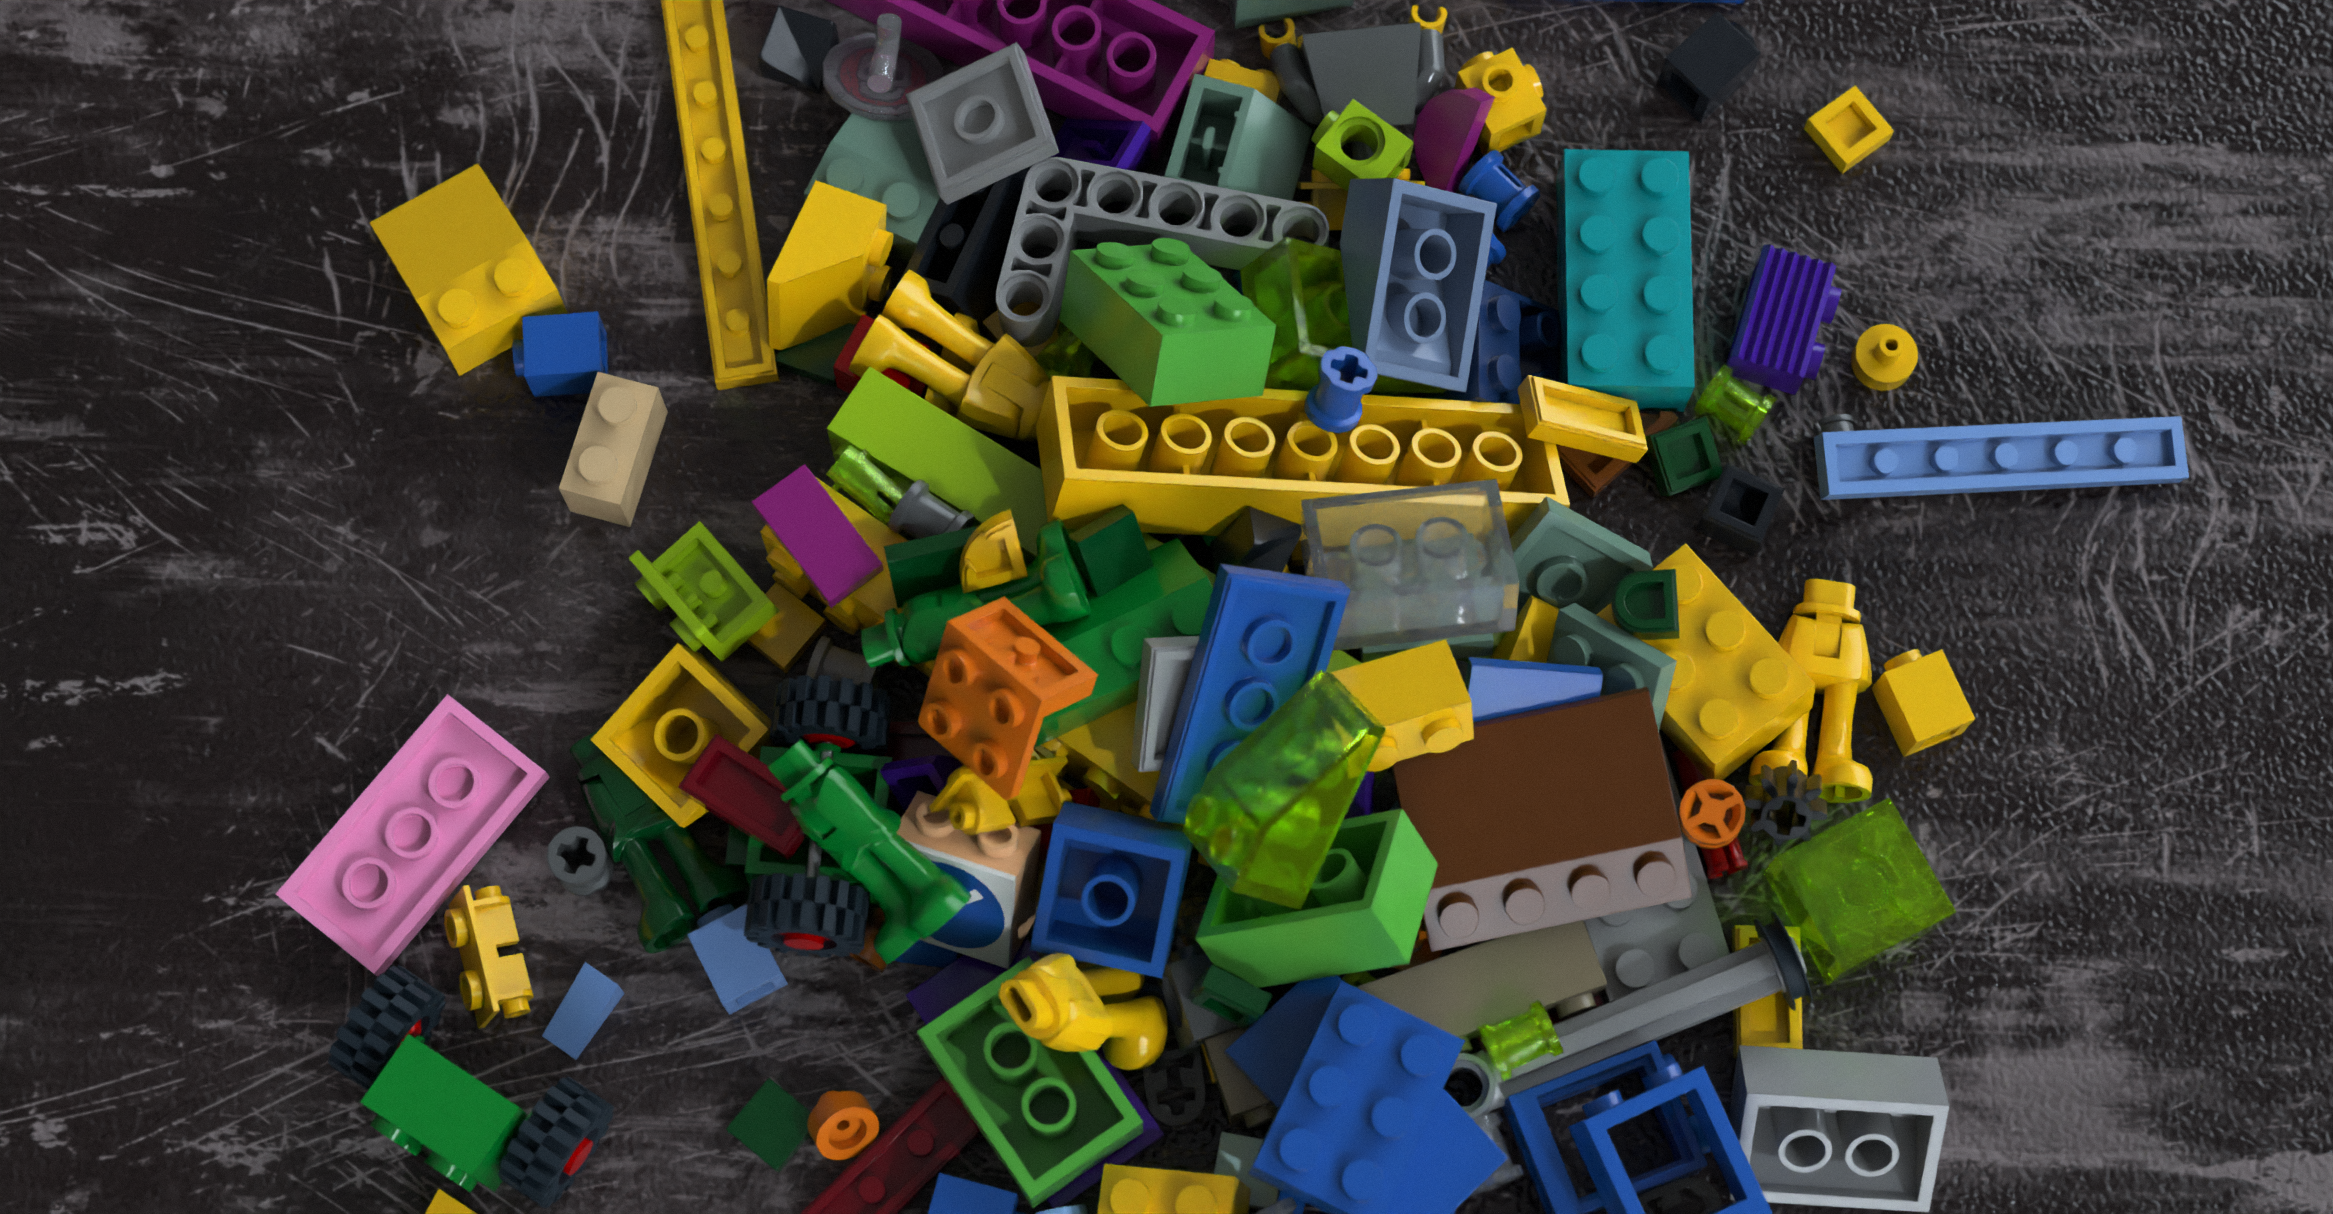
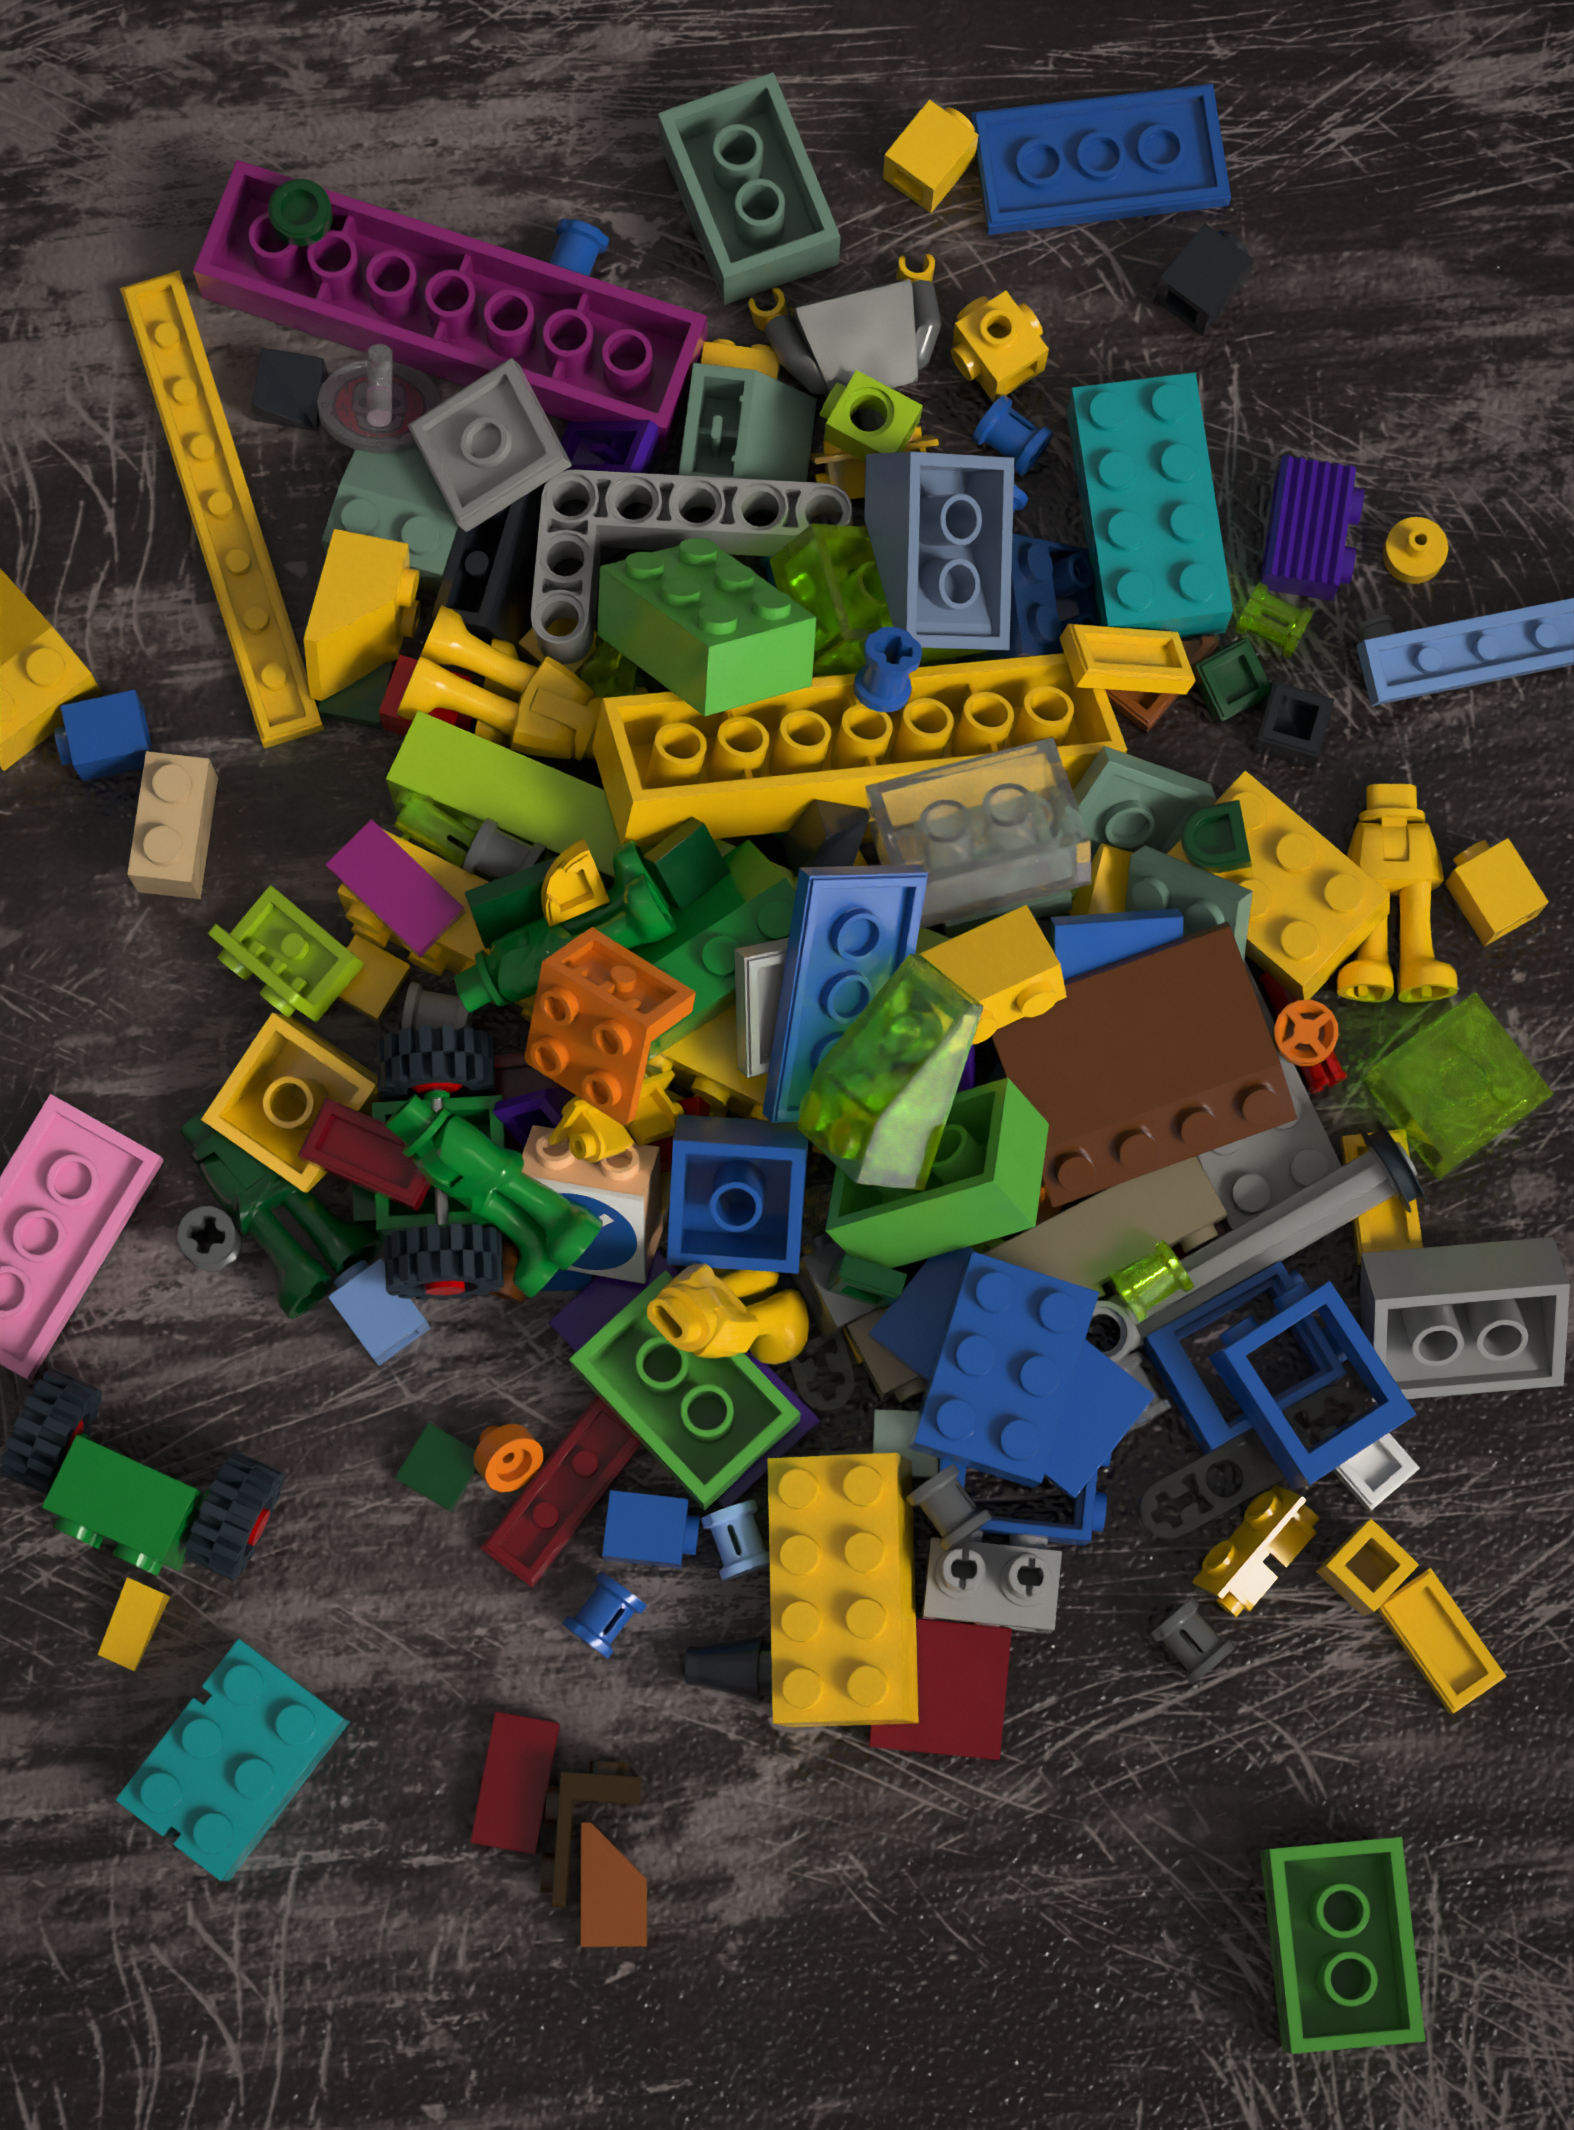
camera: 10 degrees left, 5 degrees up
(478, 931) = (120, 1322): yellow hinge -> none
(582, 1011) = (235, 1384): medium blue piece -> none
(1448, 134) = (954, 388): magenta tile -> none
(1781, 785) = (1376, 995): black gear -> none
(1848, 129) = (1350, 322): yellow tile -> none

